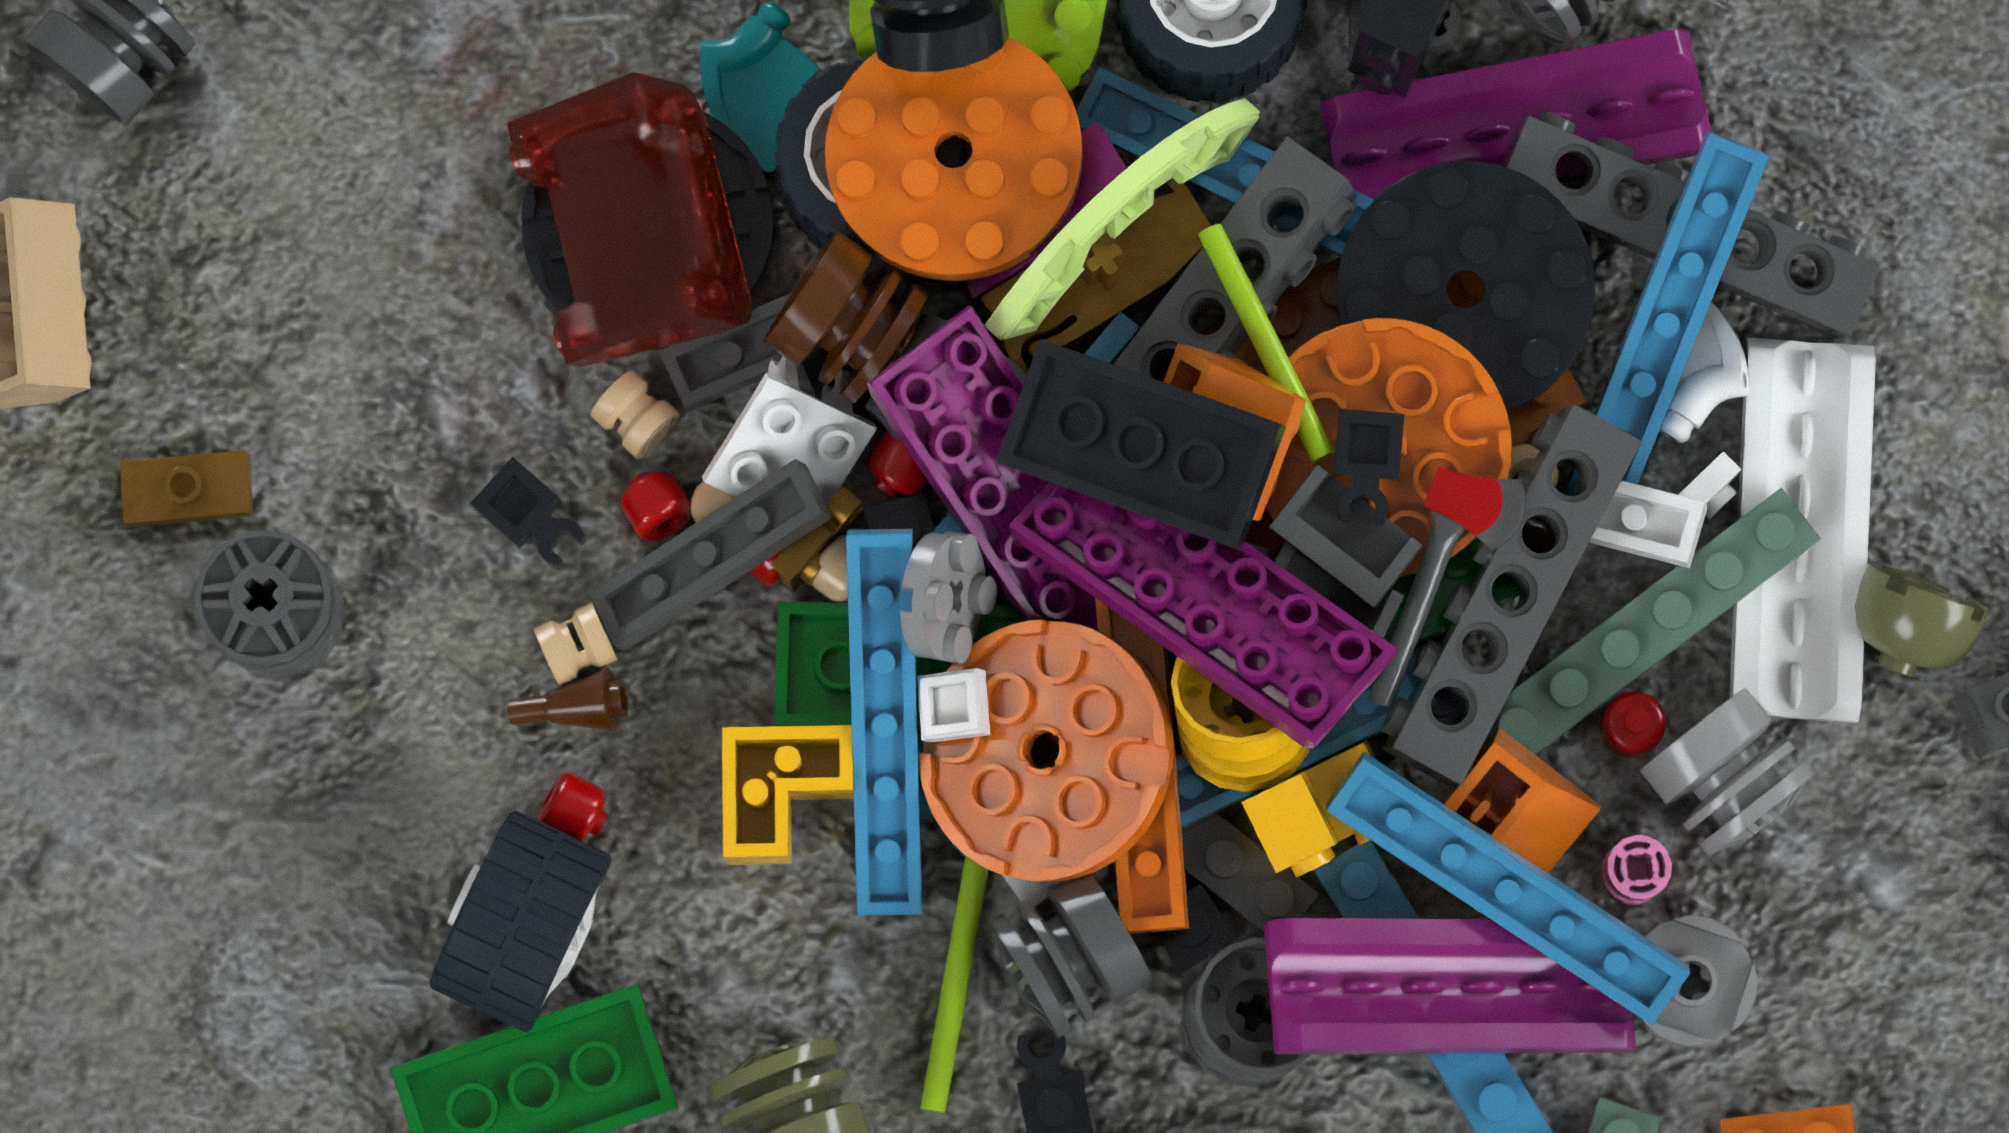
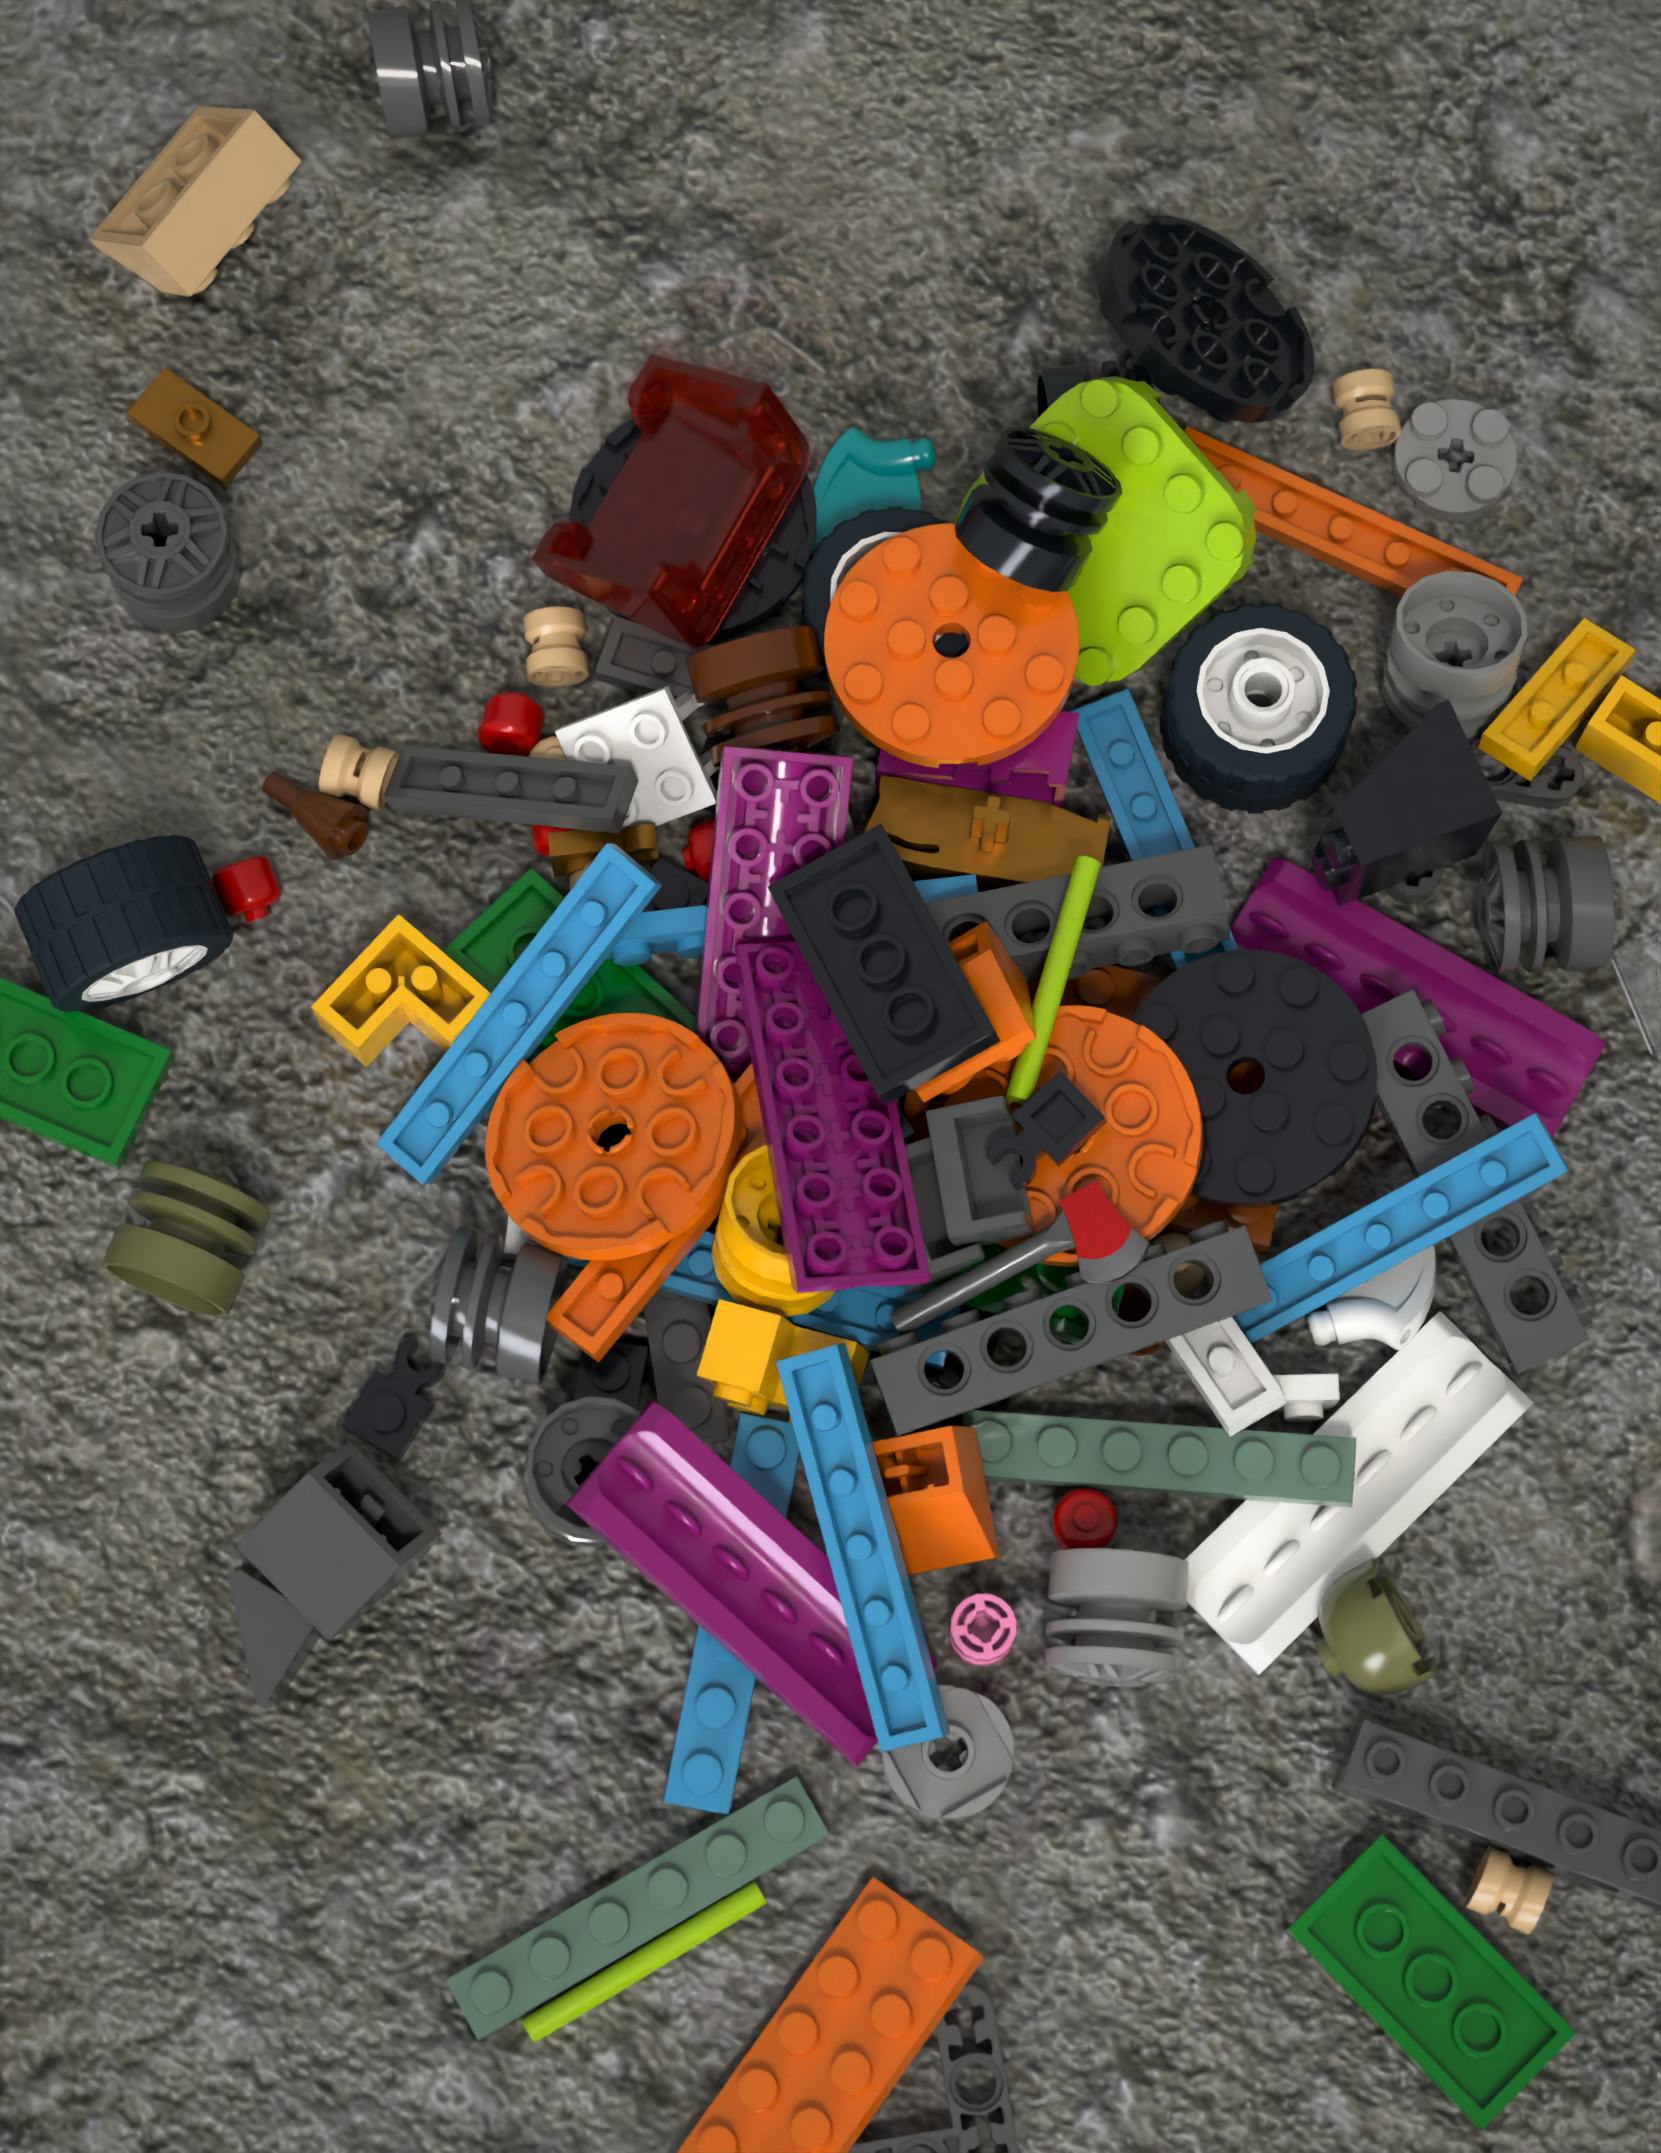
camera: 40 degrees right, 5 degrees down
(522, 508) = (413, 644): black plate -> none
(947, 596) = (616, 966): light grey plate -> none
(953, 705) = (577, 1043): white tile -> none
(954, 987) = (395, 1264): lime bar -> none
(1181, 156) = (1035, 780): yellowish green tile -> none

